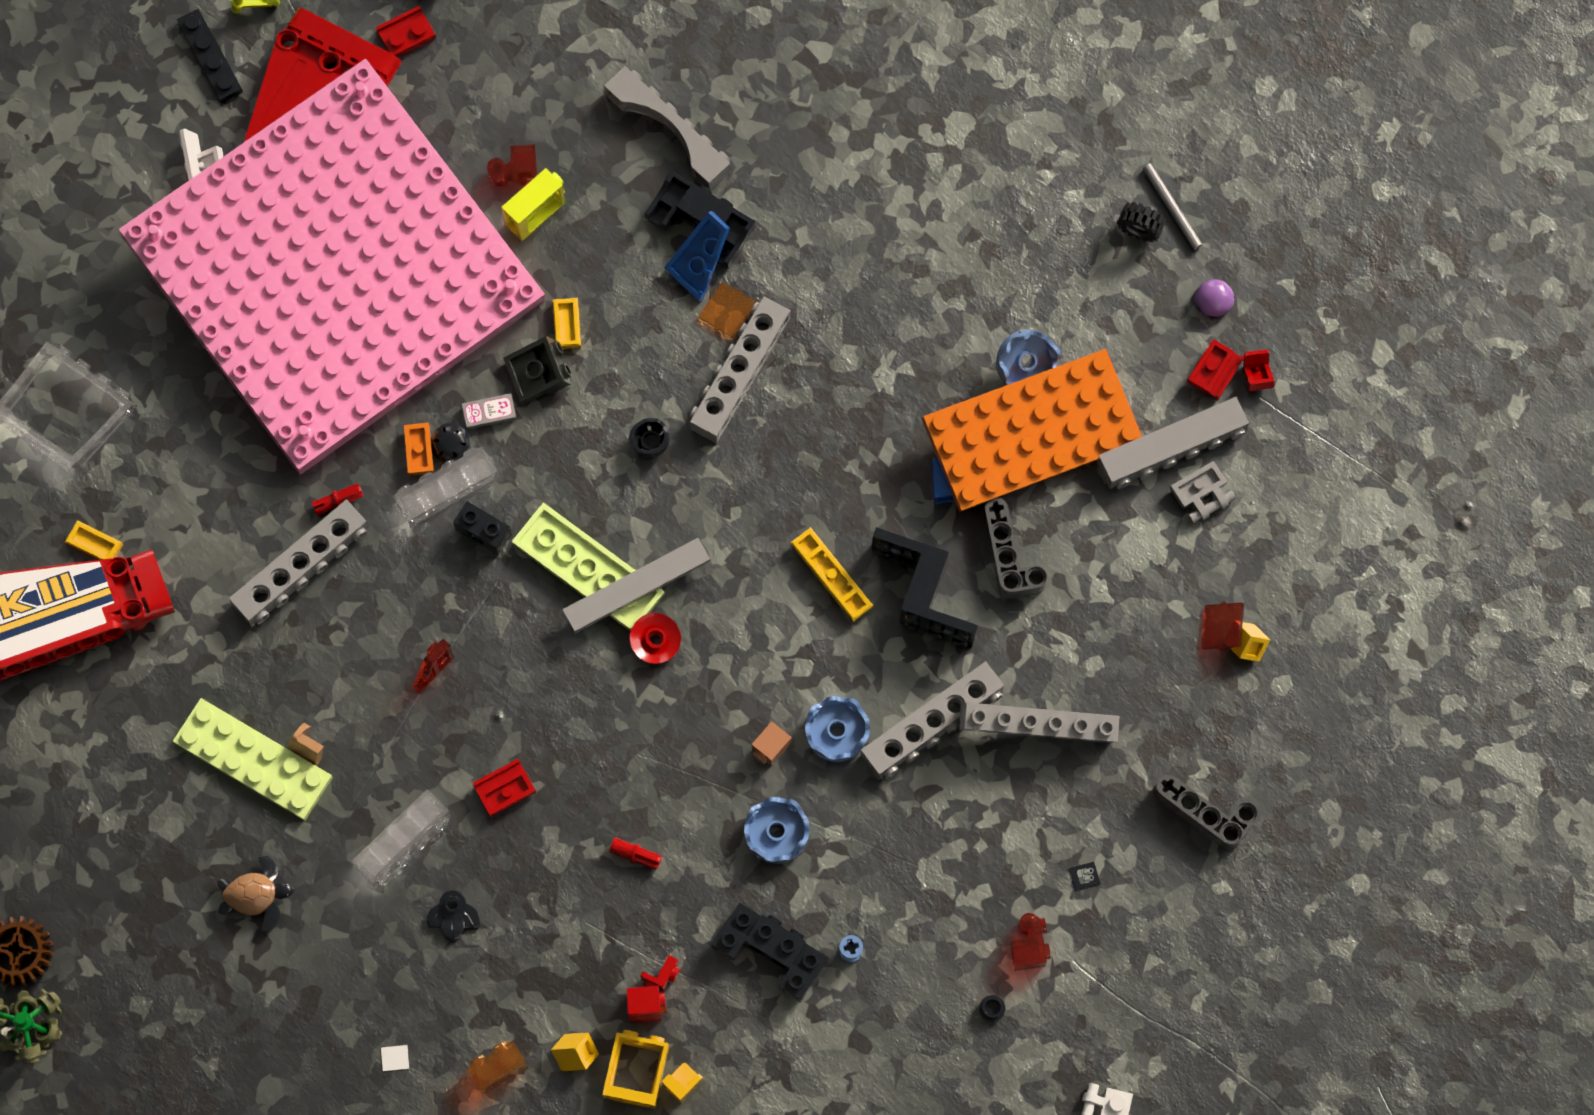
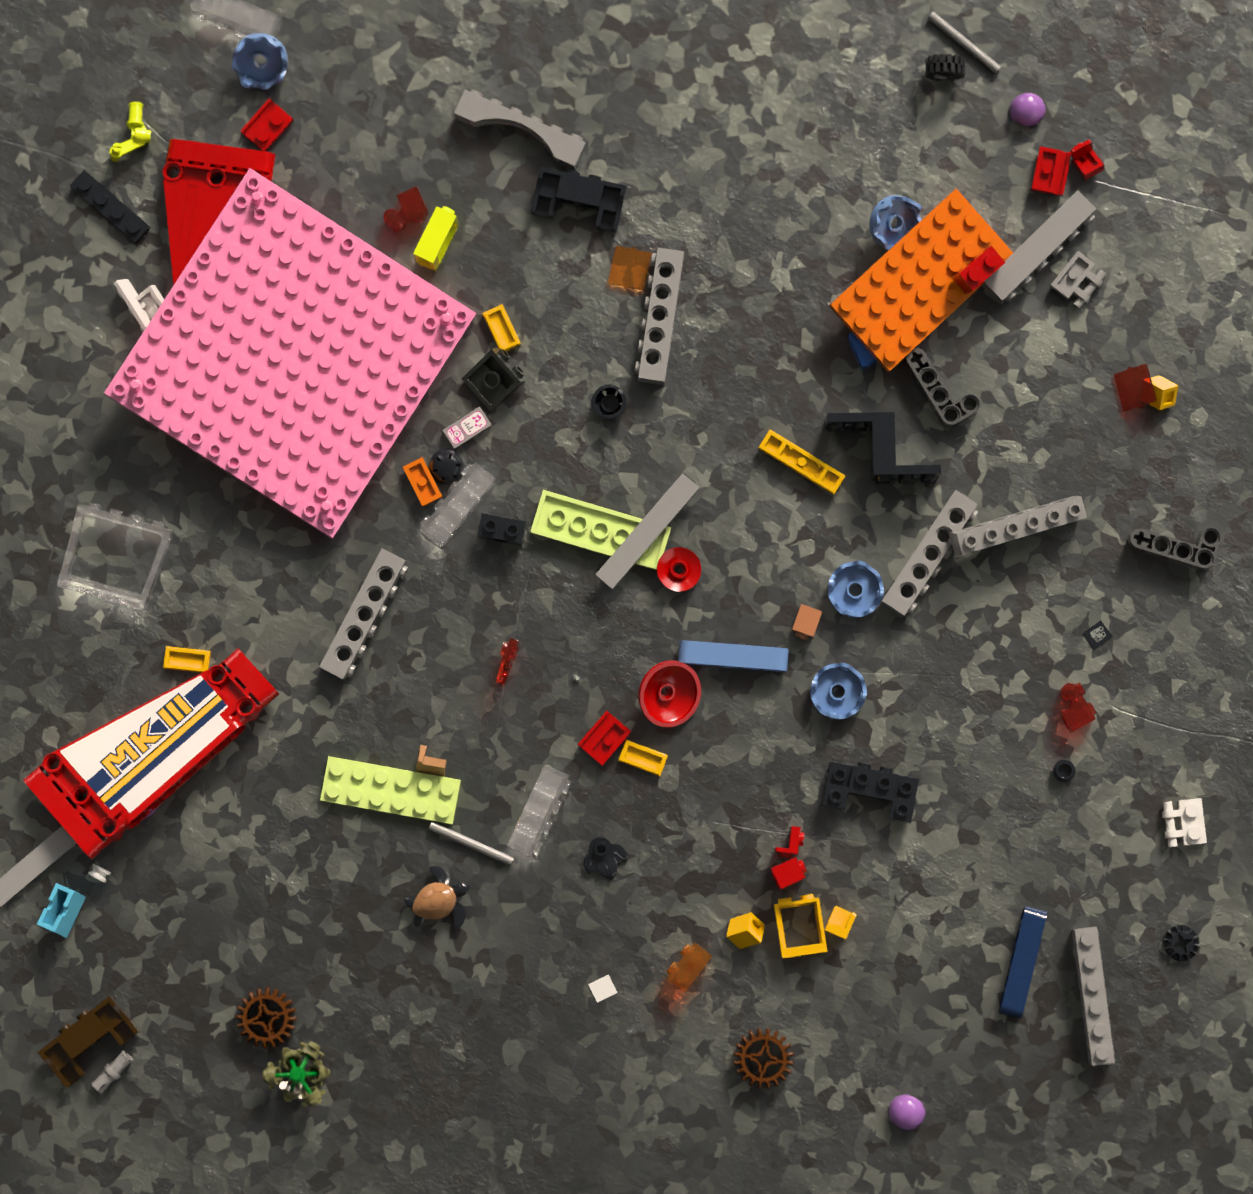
camera: 15 degrees left, 10 degrees up
(316, 848) = (475, 845): none -> light grey bar
(336, 498) = (373, 548): red axle -> none
(538, 825) = (643, 758): none -> yellow tile
(604, 774) = (680, 695): none -> red dish
(635, 853) = (731, 752): red axle -> none
(677, 751) = (733, 656): none -> medium blue beam
(698, 255) = (590, 232): blue wing -> none
(856, 942) = (934, 758): medium blue bush -> none
(1096, 439) = (978, 270): none -> red brick

